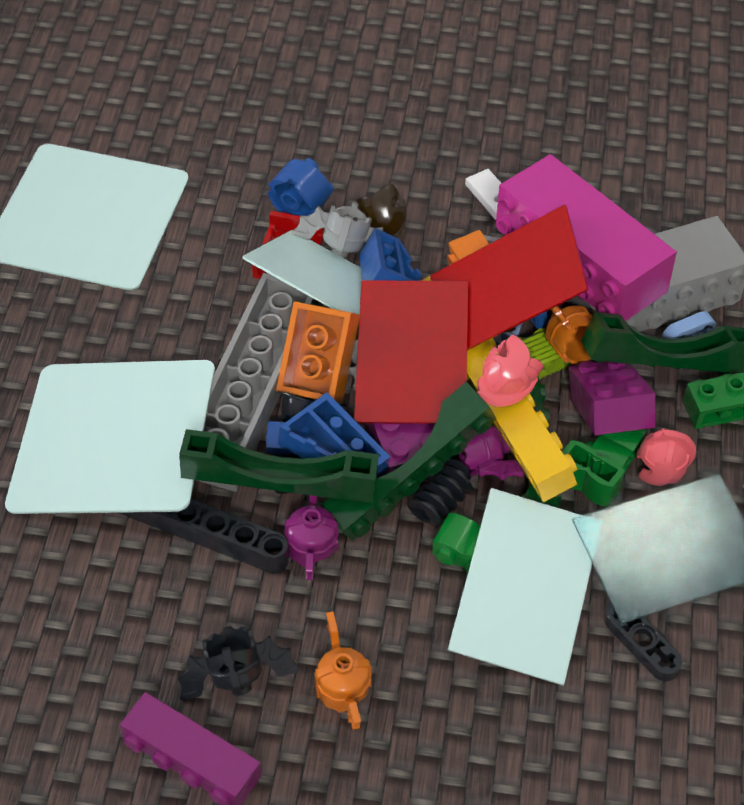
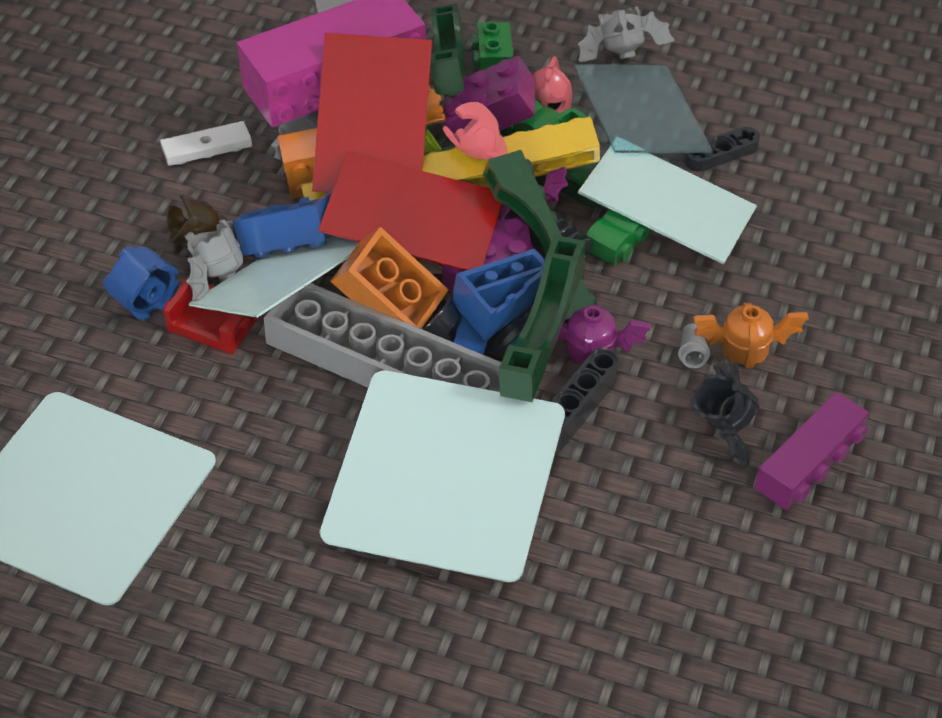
camera: 80 degrees left, 5 degrees down
(316, 633) = (693, 348): none -> light grey cone

